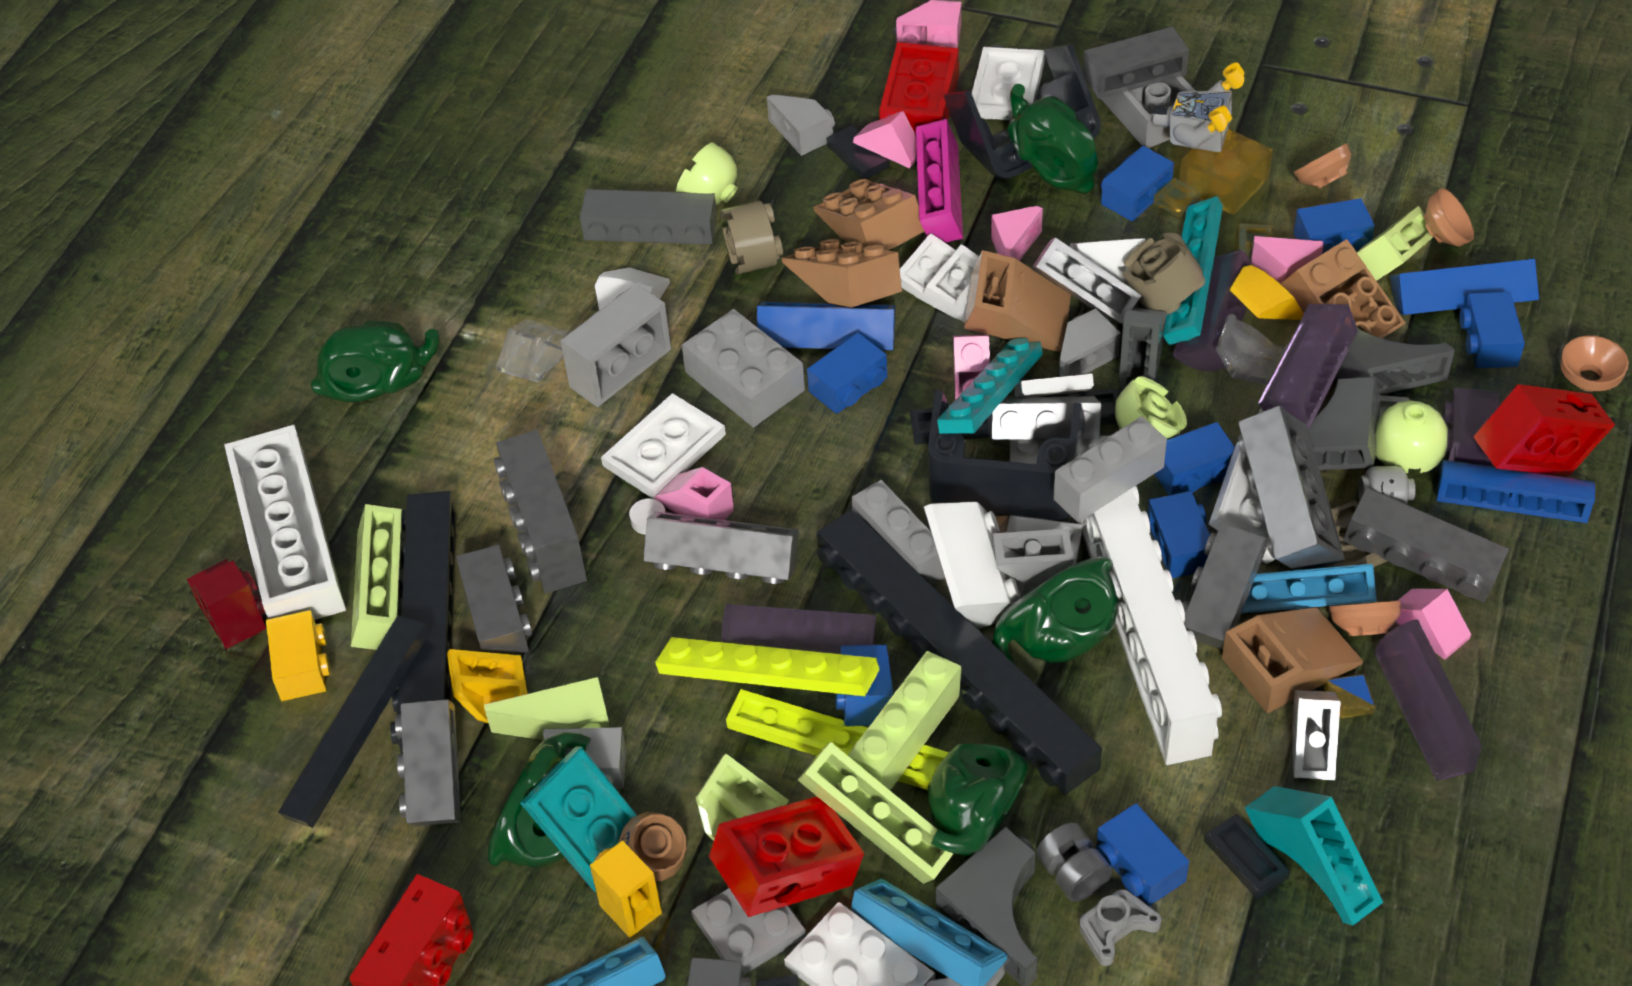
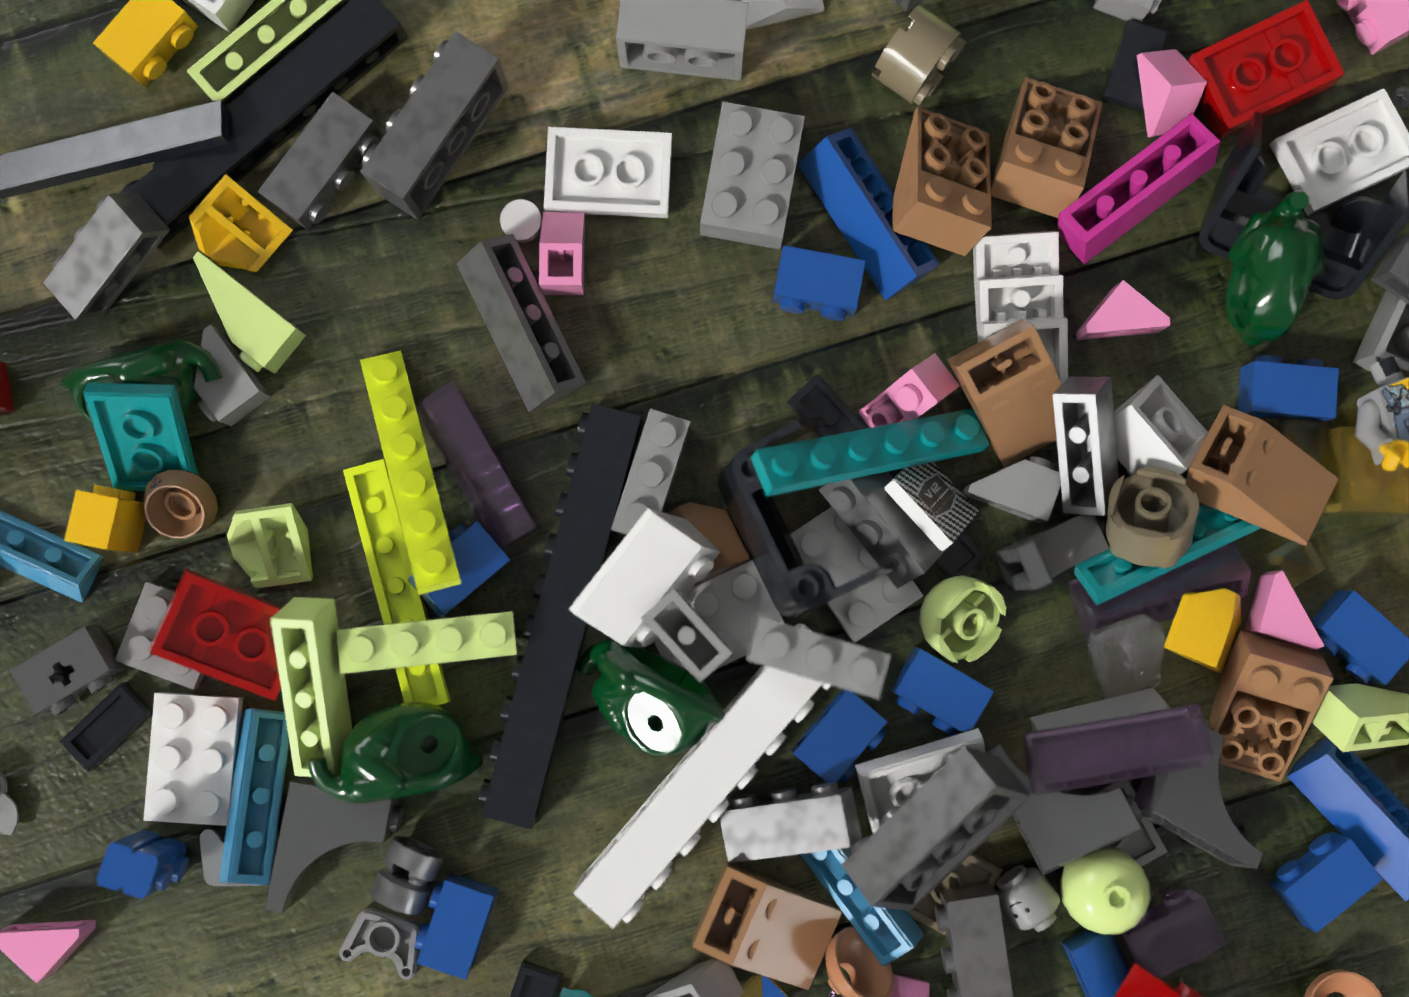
camera: 45 degrees right, 35 degrees up
(1180, 209) = (1260, 476): none -> medium nougat slope

